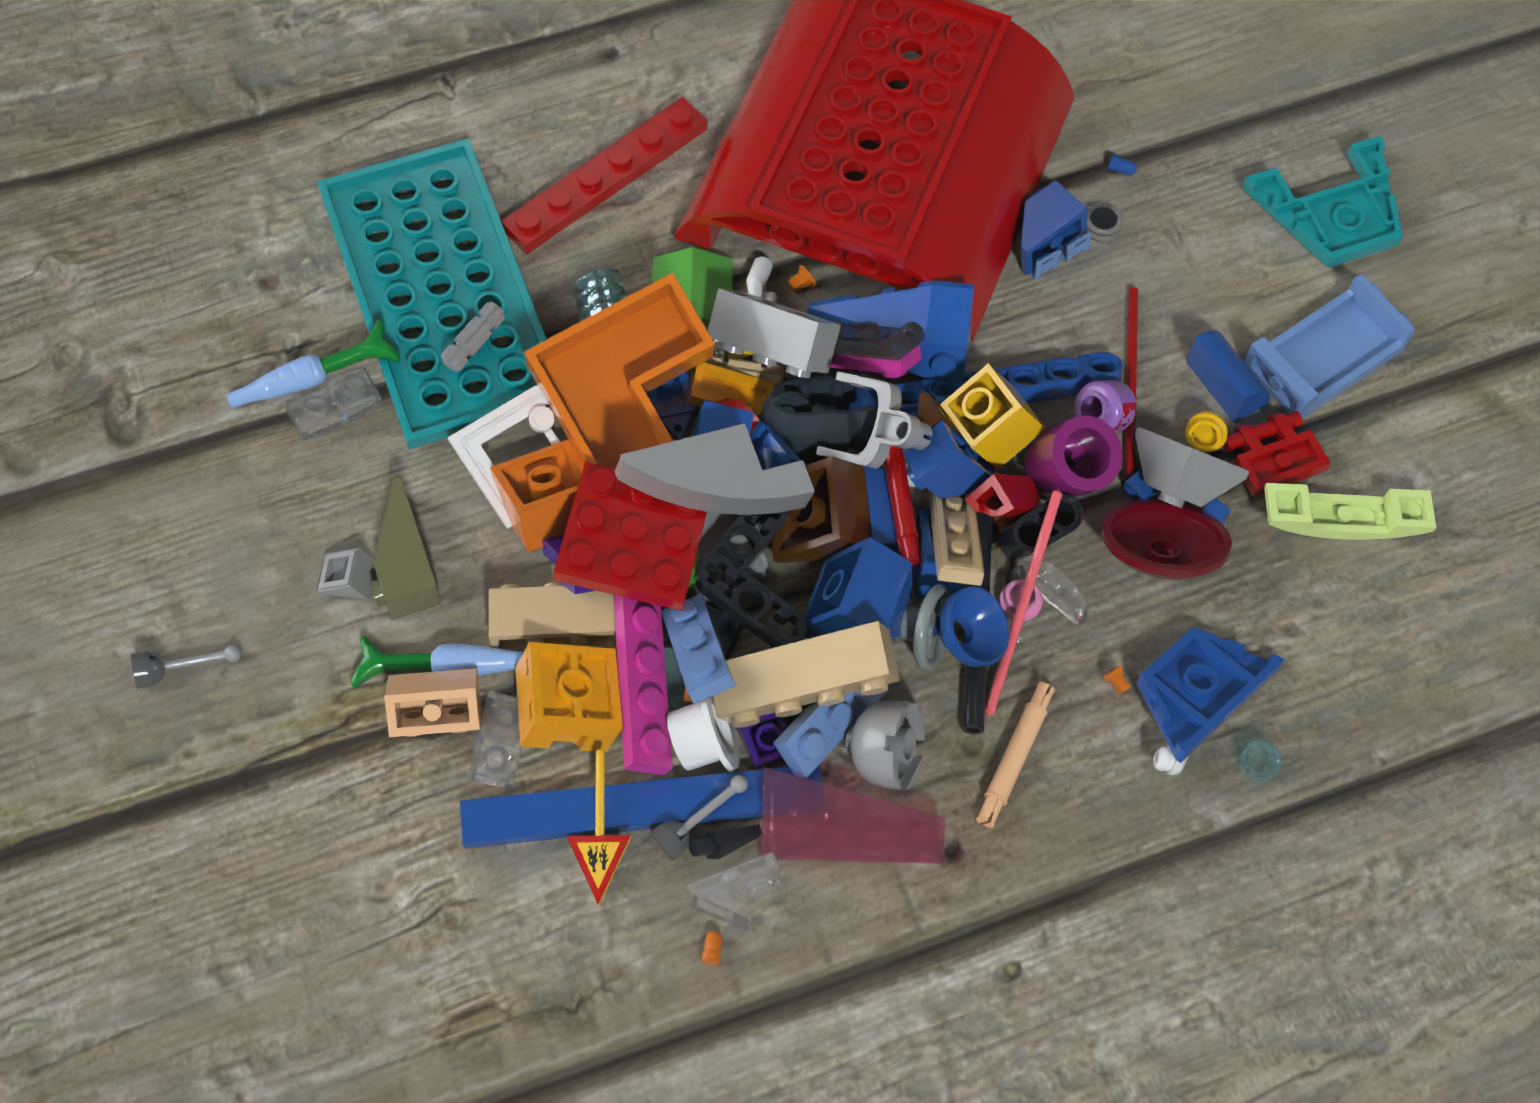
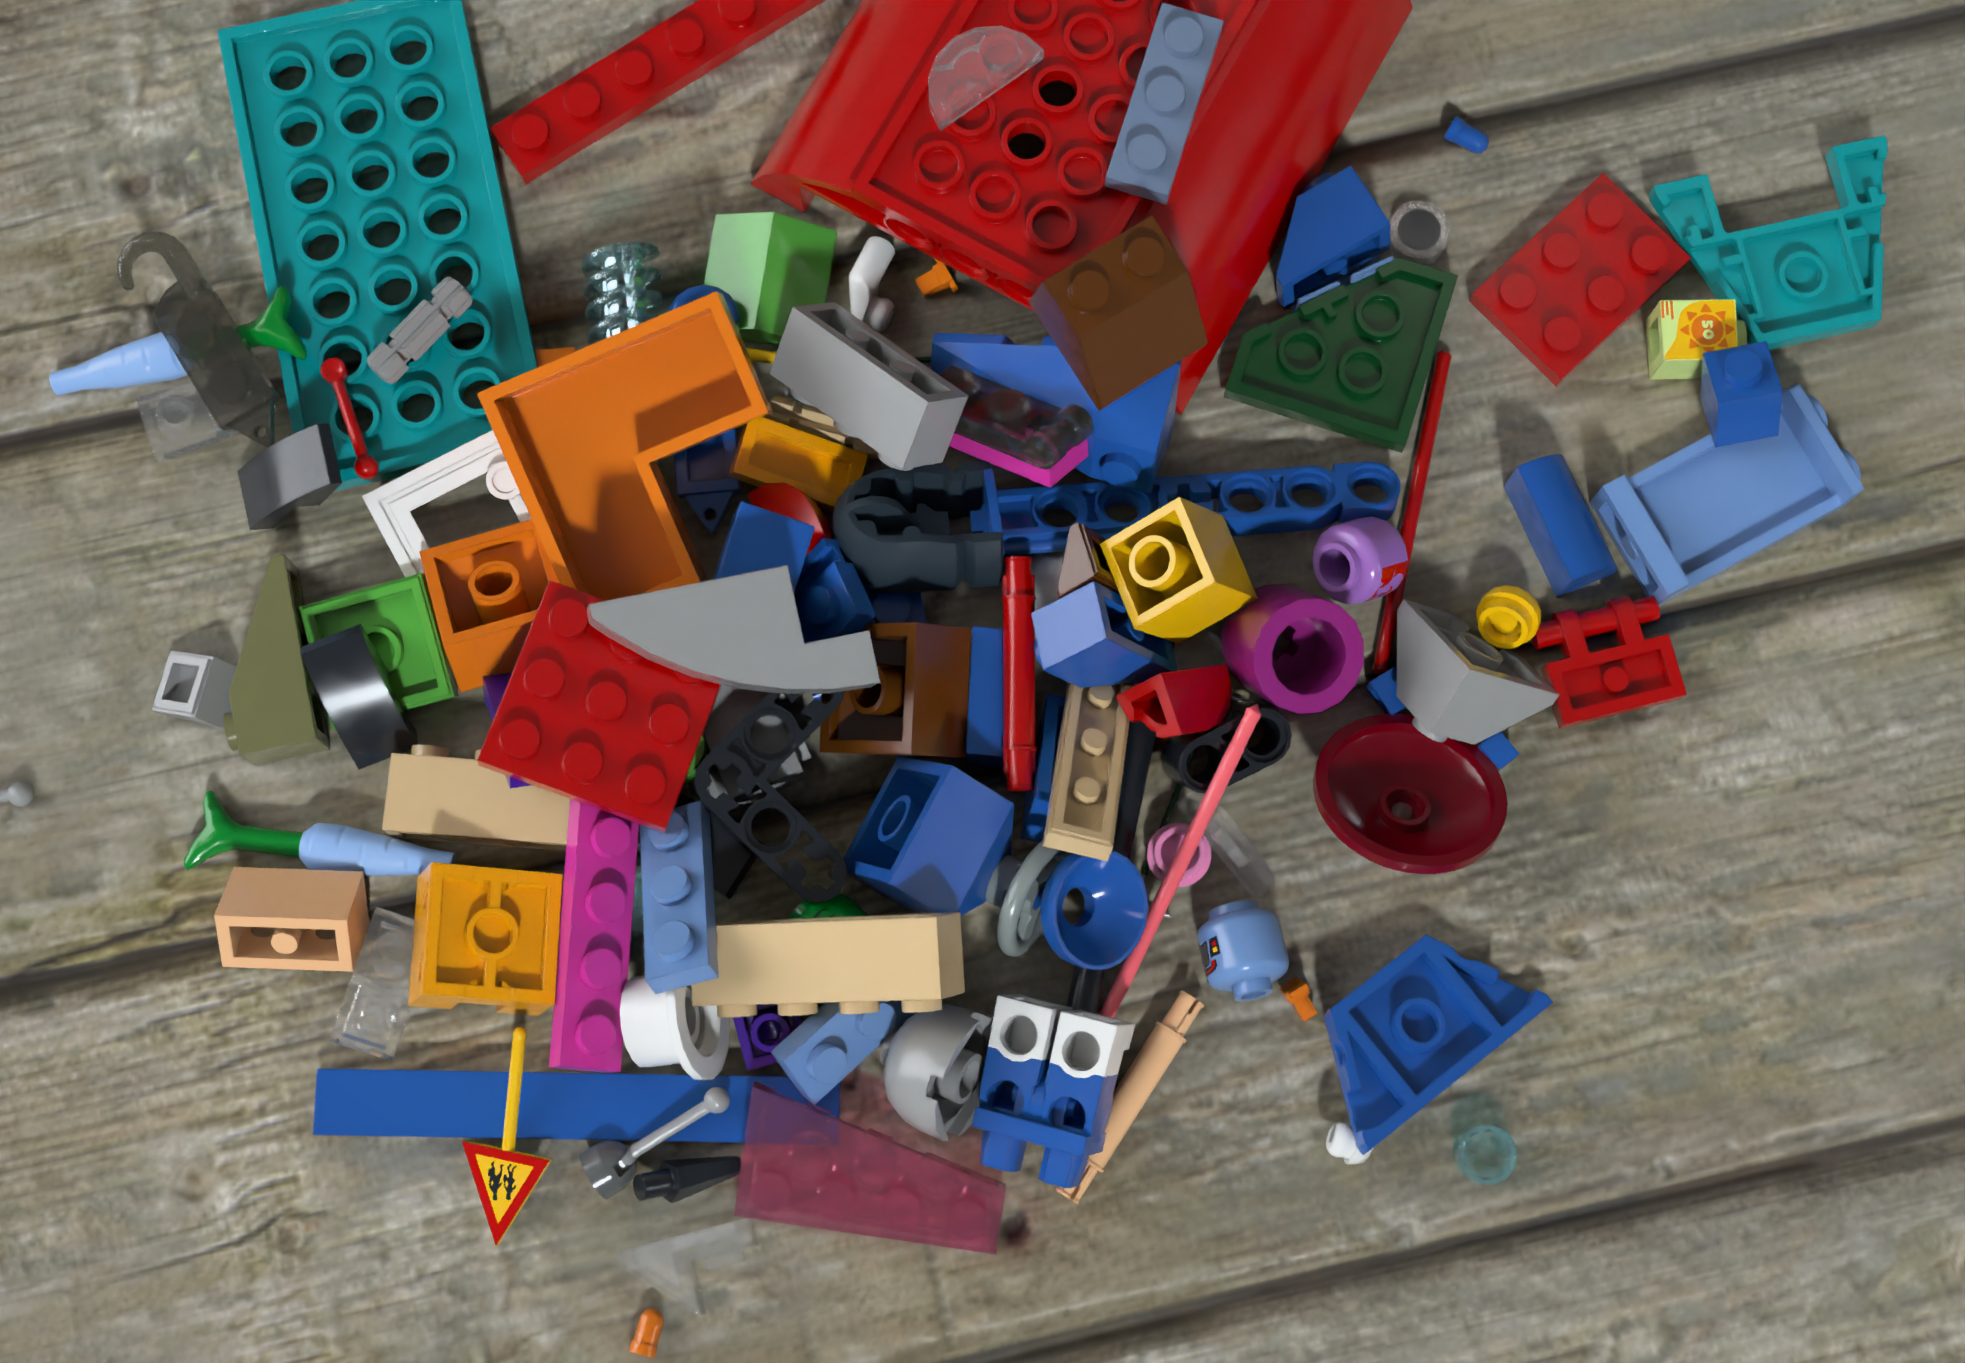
camera: 10 degrees right, 15 degrees up
(334, 355) = (206, 340): none -> clear smoke plate
(397, 429) = (289, 475): none -> black slope
(419, 369) = (336, 373): none -> red hinge
(461, 558) = (359, 696): none -> black slope
(468, 535) = (401, 628): none -> bright green plate
(817, 131) = (976, 67): none -> clear tile
(890, 428) = (1015, 585): light grey piece -> none
(934, 255) = (1122, 313): none -> reddish brown slope
(938, 140) = (1164, 103): none -> sand blue plate
(963, 744) = (1048, 1085): none -> blue hips
(1074, 293) = (1350, 355): none -> dark green plate
(1075, 649) = (1242, 950): none -> medium blue head
(1209, 238) = (1579, 279): none -> red plate
(1288, 260) = (1686, 329): none -> brick
(1326, 283) = (1741, 394): none -> blue brick
(1349, 516) = (1699, 777): yellowish green slope -> none

